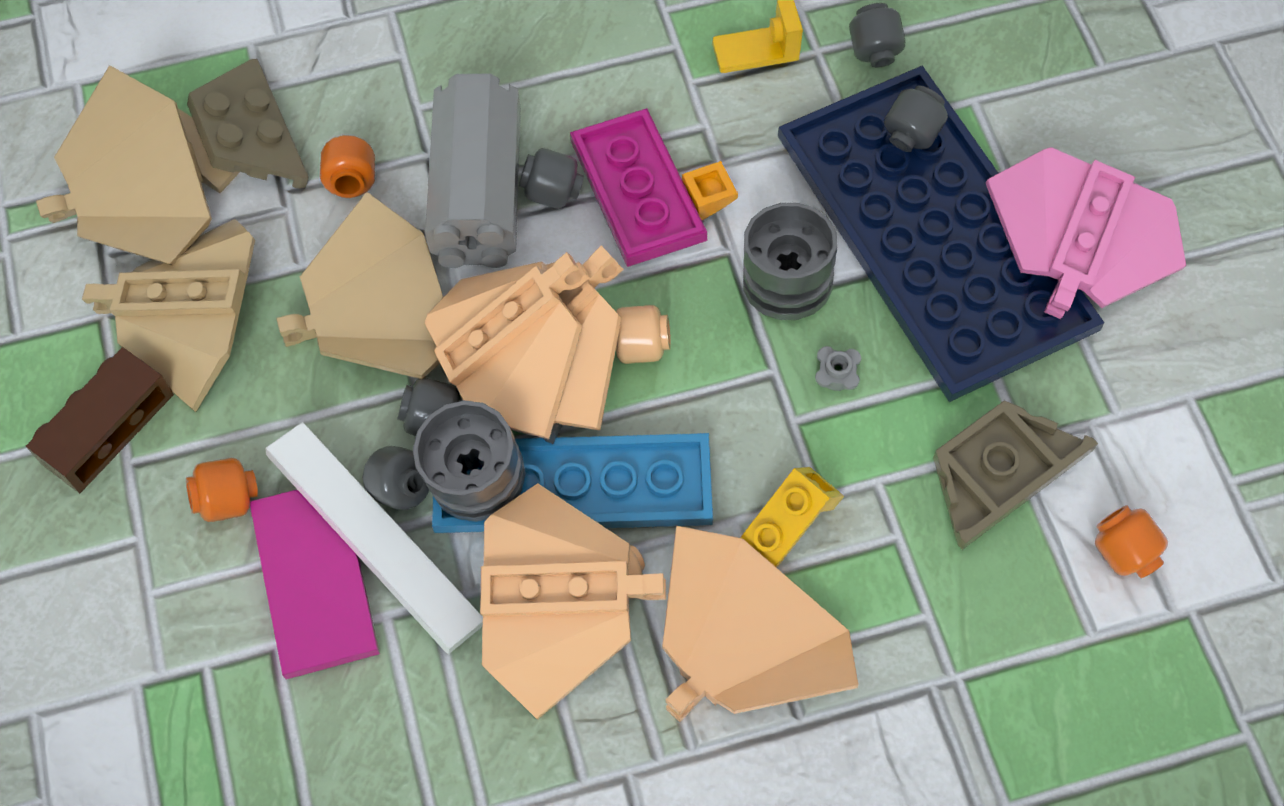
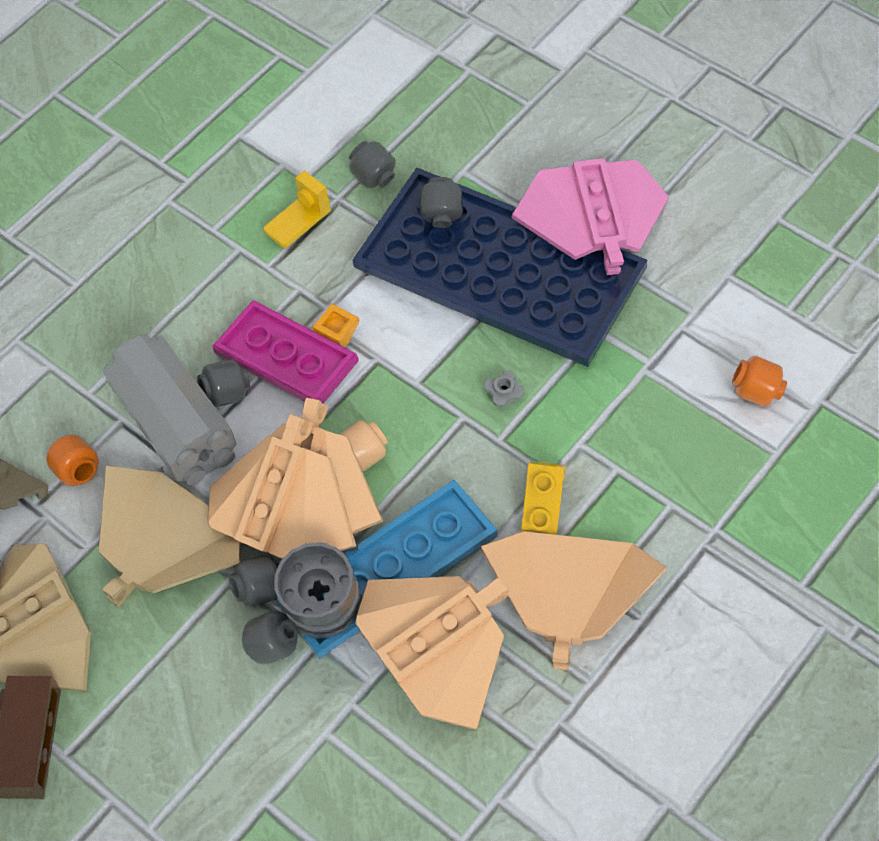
camera: 30 degrees left, 5 degrees down
(221, 489) = (150, 726): orange head -> none
(311, 587) = (258, 741): dark pink tile -> none
(375, 538) = (282, 685): white tile -> none
(789, 261) = (426, 339): flat silver wheel -> none
(1001, 466) = (649, 385): dark tan wing -> none

